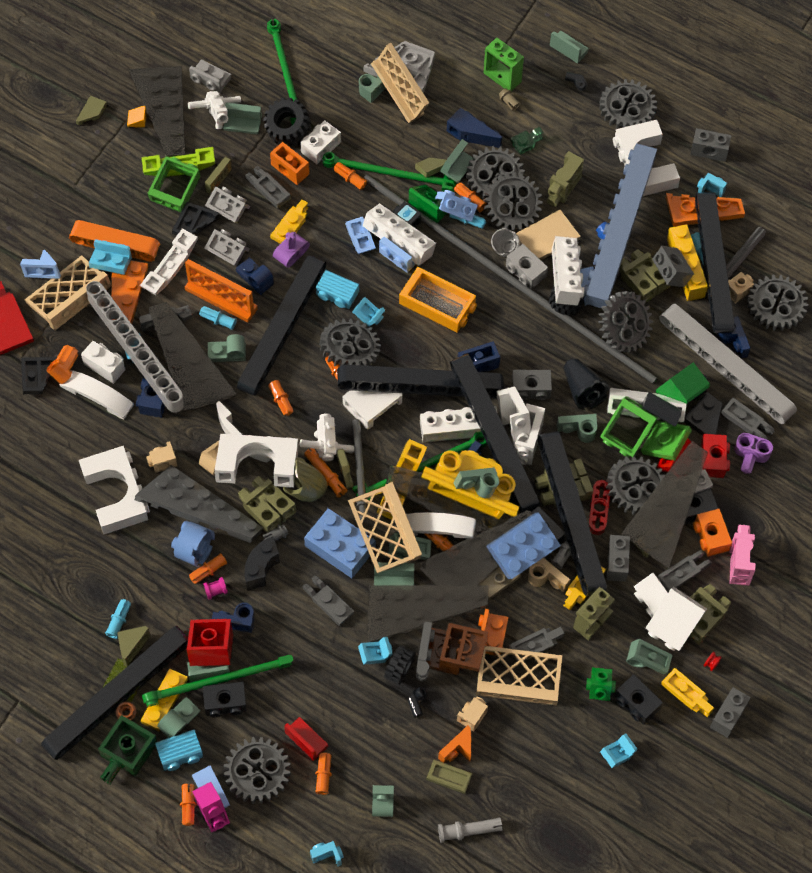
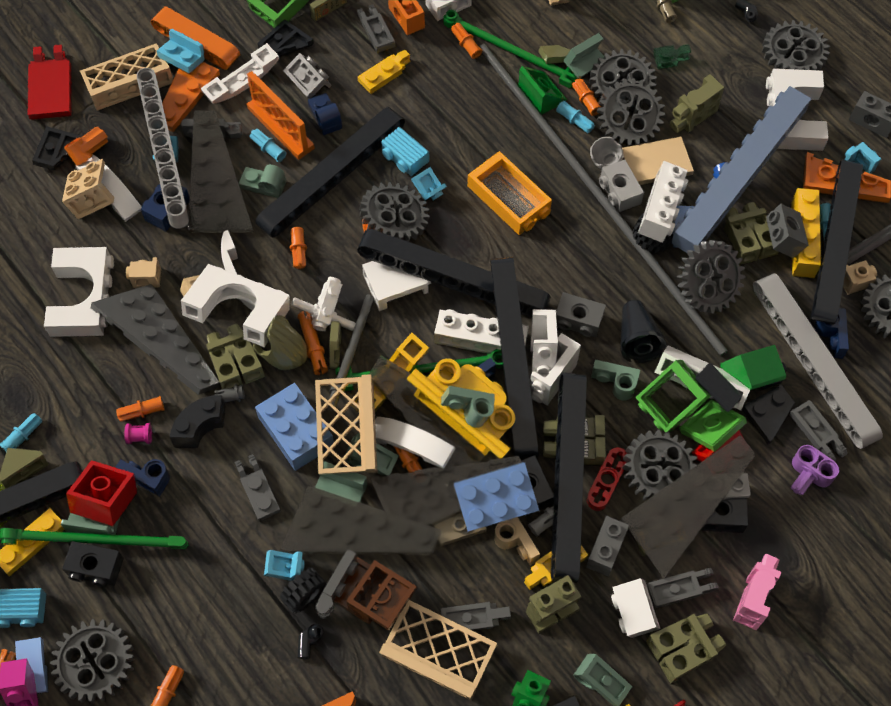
camera: 20 degrees right, 0 degrees up
(42, 268) = (107, 43): light blue slope -> none
(83, 401) = (85, 191): none -> tan bracket
(103, 362) = (128, 155): white brick -> none
(178, 718) = (32, 569): sand green plate -> none
(193, 543) = (133, 375): medium blue brick -> none
(226, 204) = (325, 34): light grey bracket -> none
(291, 249) = (372, 96): medium lavender beam -> none
(306, 738) = (164, 641): red panel -> none
(360, 235) = (453, 103): light blue slope -> none
(386, 223) = (493, 113): white brick -> none
(396, 254) = (484, 133): light blue bracket -> none
(408, 214) = (509, 98): brick -> none
(456, 206) = (566, 100): light blue bracket -> none
(466, 127) = (614, 29): dark blue slope -> none
(473, 713) = (367, 677): tan brick -> none
(483, 357) = (533, 268): dark blue brick -> none
(496, 629) = (430, 584): orange bracket -> none
(675, 619) = (650, 644): white panel -> none
(713, 522) = (737, 538): orange brick -> none
(716, 445) = (767, 448): red brick -> none

